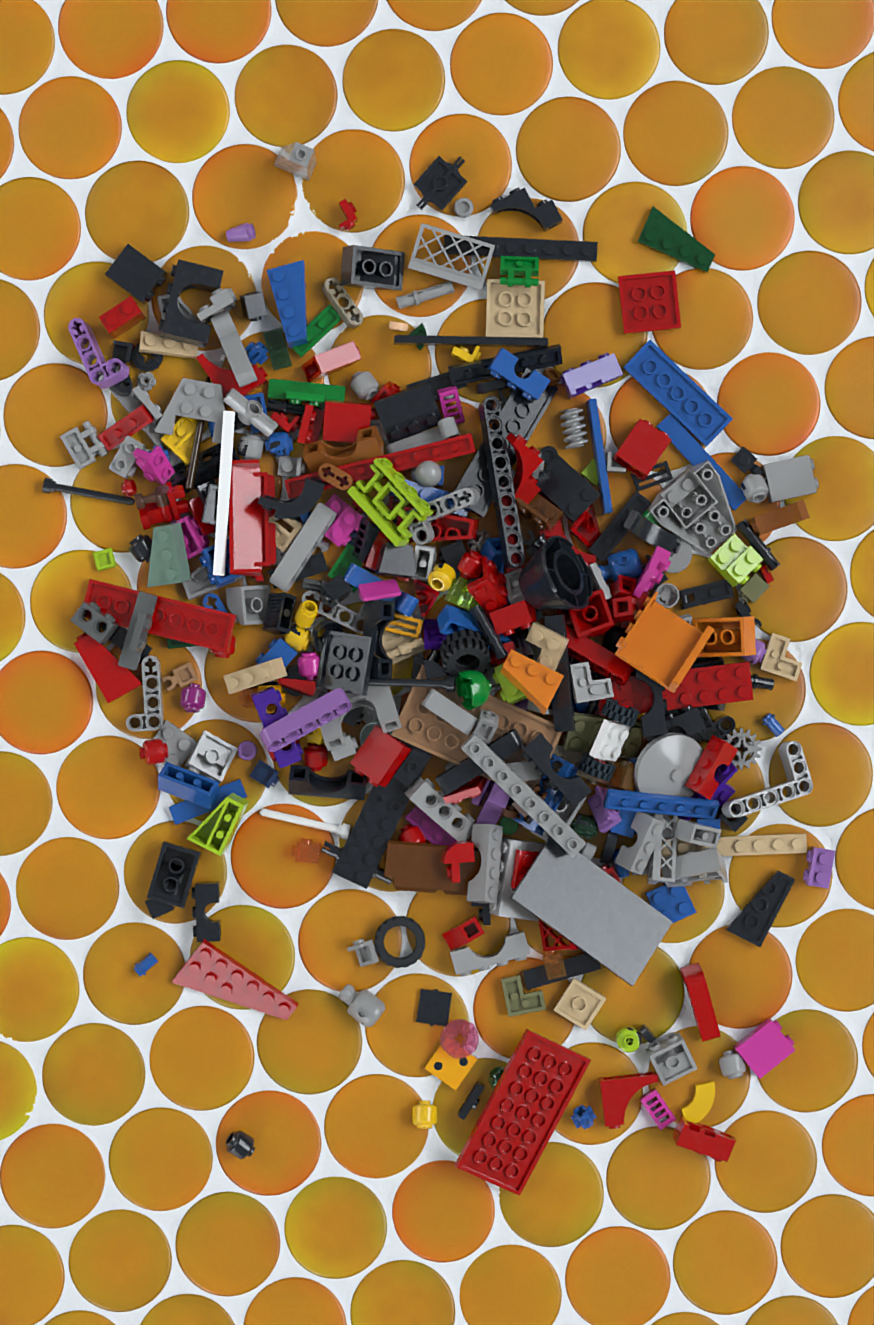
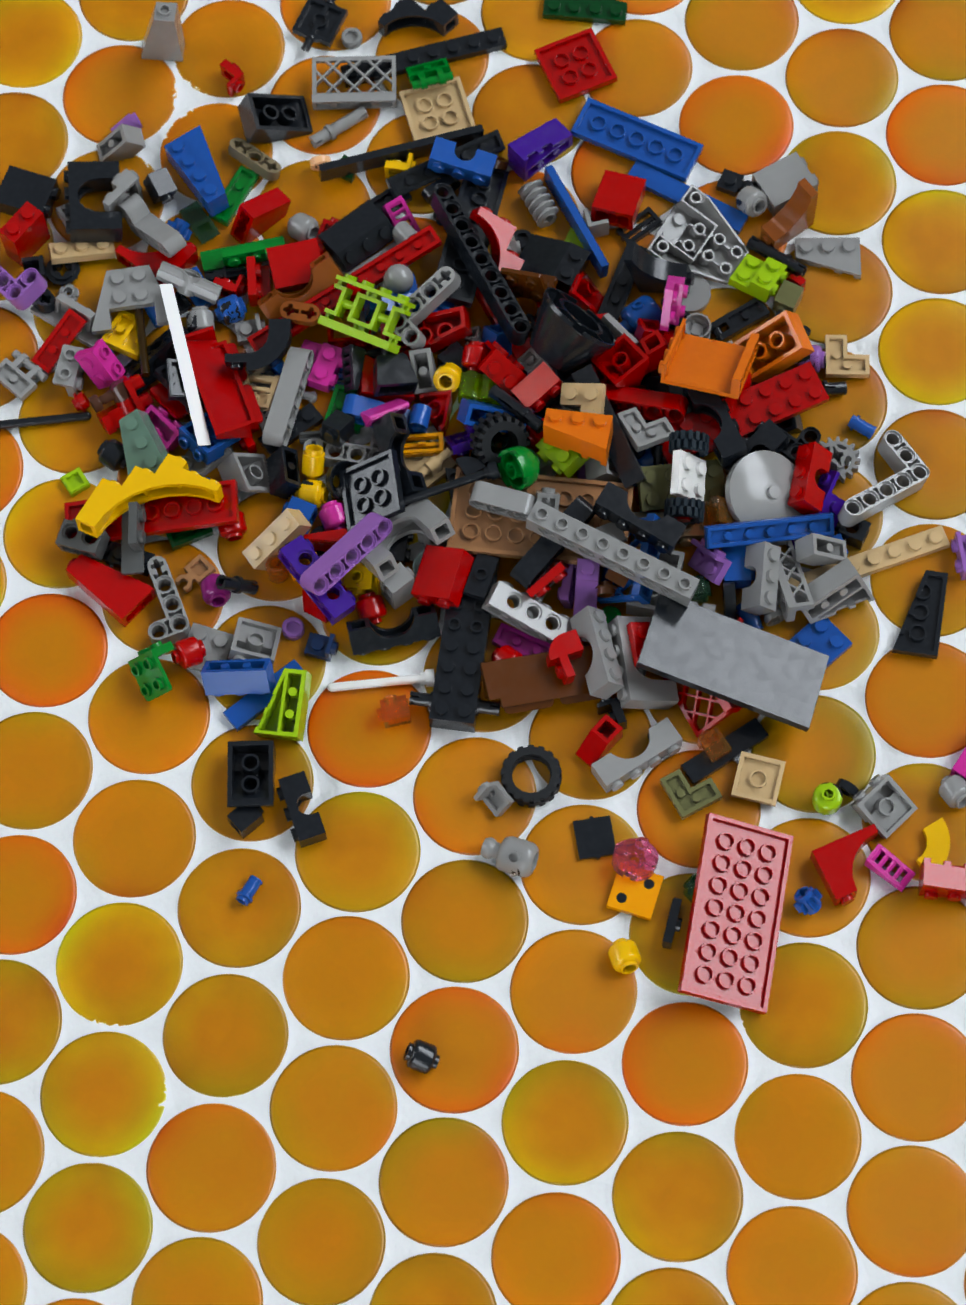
camera: 15 degrees left, 20 degrees down
(115, 751) = (150, 672): none -> green bracket
(126, 603) = (142, 485): none -> yellow arch
(211, 702) = (237, 584): none -> black pin
(223, 977) = (342, 874): wing -> none
(230, 251) = (121, 143): none -> light grey slope
(700, 1002) = (895, 733): red beam -> none
(805, 555) = (832, 253): none -> light grey wing

